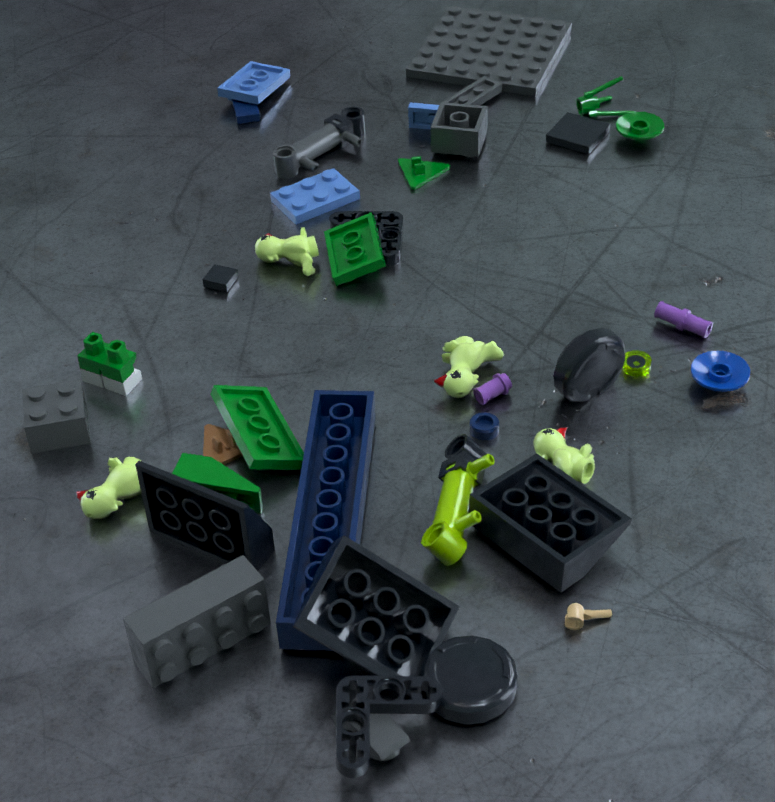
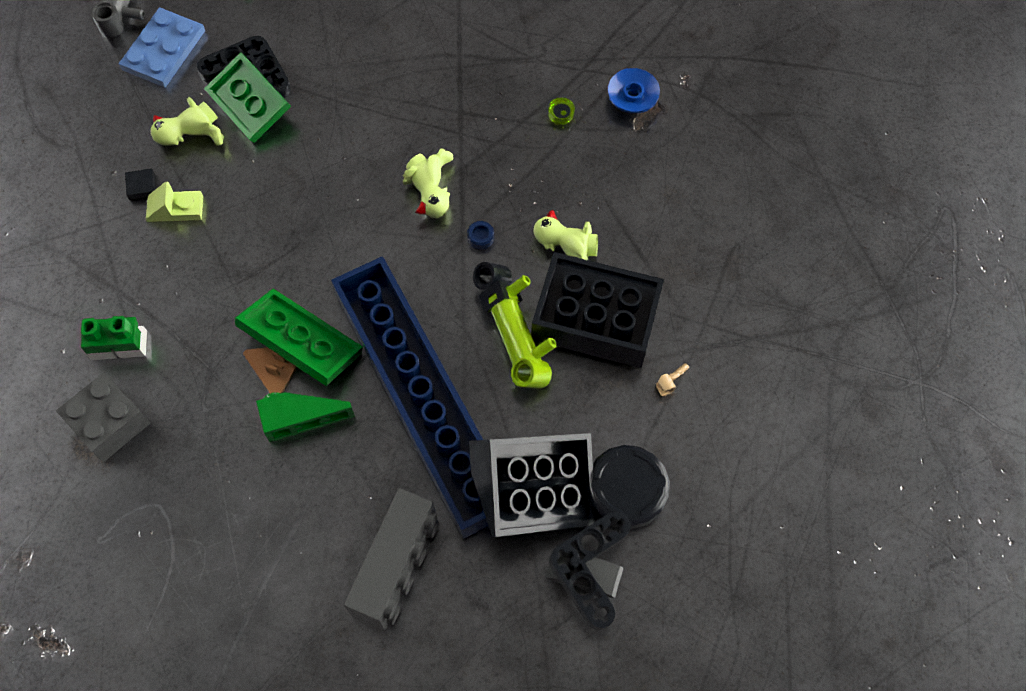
camera: 35 degrees left, 25 degrees up
(120, 484) = (219, 453): yellowish green animal -> none
(203, 518) = (326, 460): black slope -> none
(234, 302) = (173, 206): none -> yellowish green slope
(498, 385) = (465, 194): medium lavender pin -> none
(589, 365) = (537, 138): black piece -> none
(683, 319) = (572, 48): medium lavender pin -> none

